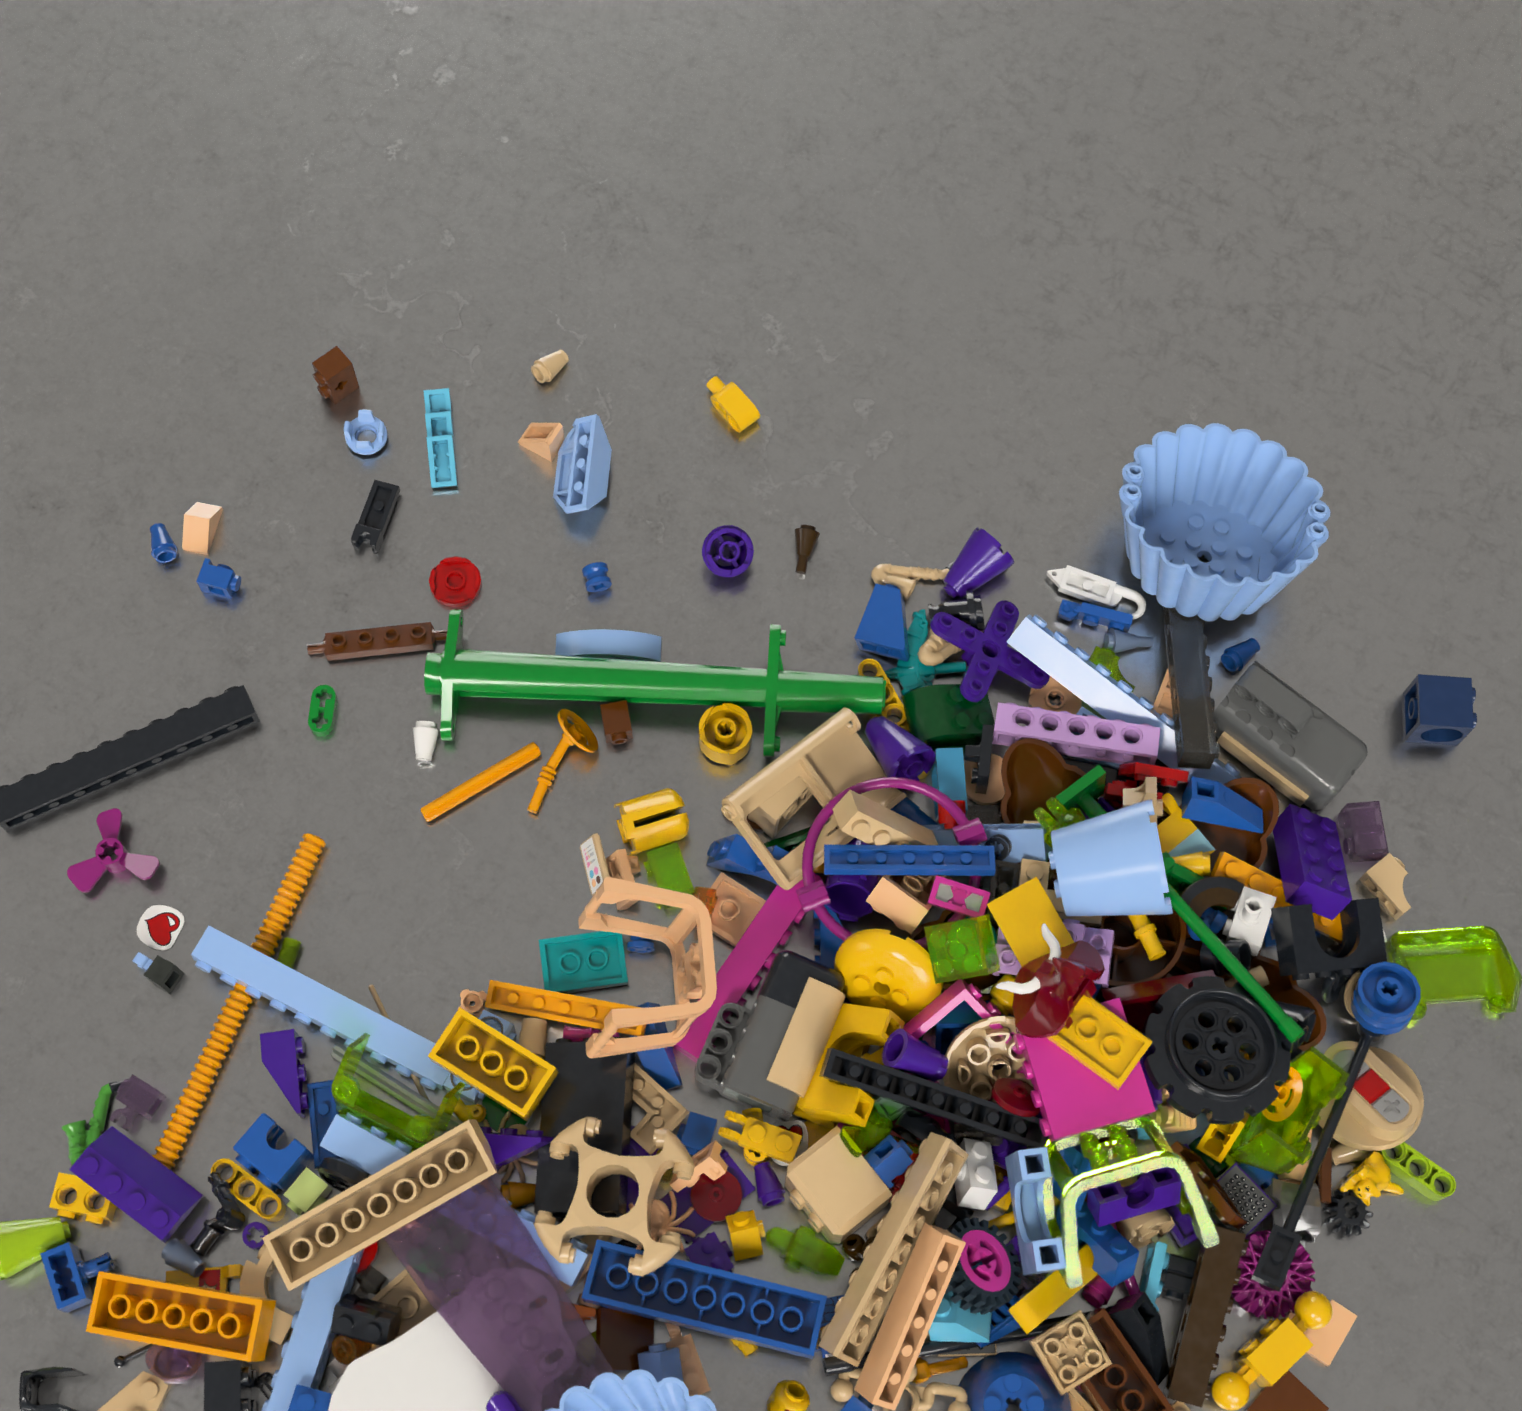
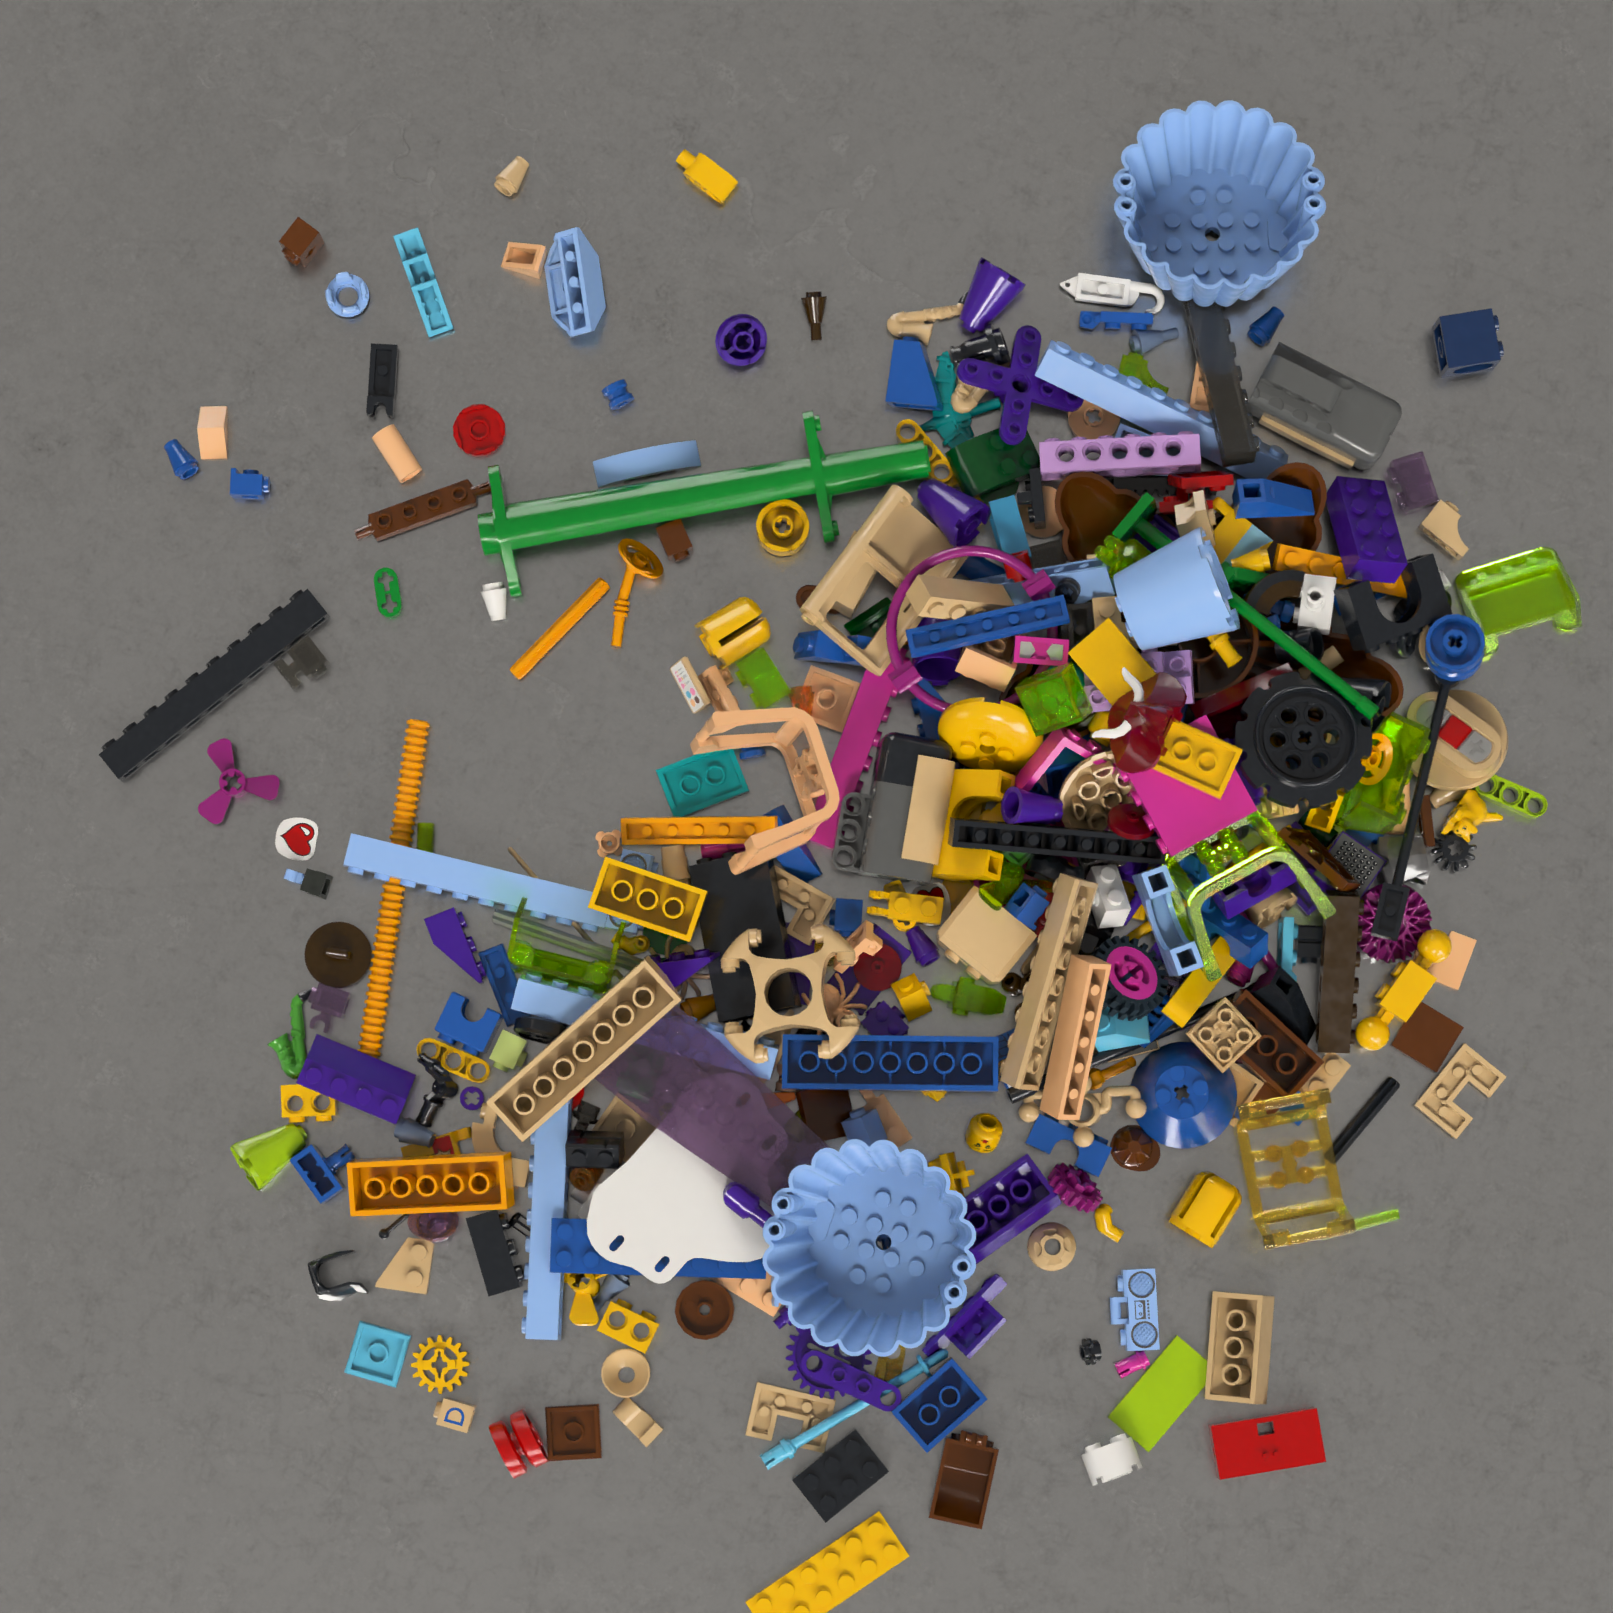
camera: 10 degrees left, 15 degrees up
(163, 1052) = (338, 954): none -> dark brown shield
(222, 753) = (306, 659): none -> clear smoke brick
(369, 583) = (397, 453): none -> light nougat pin

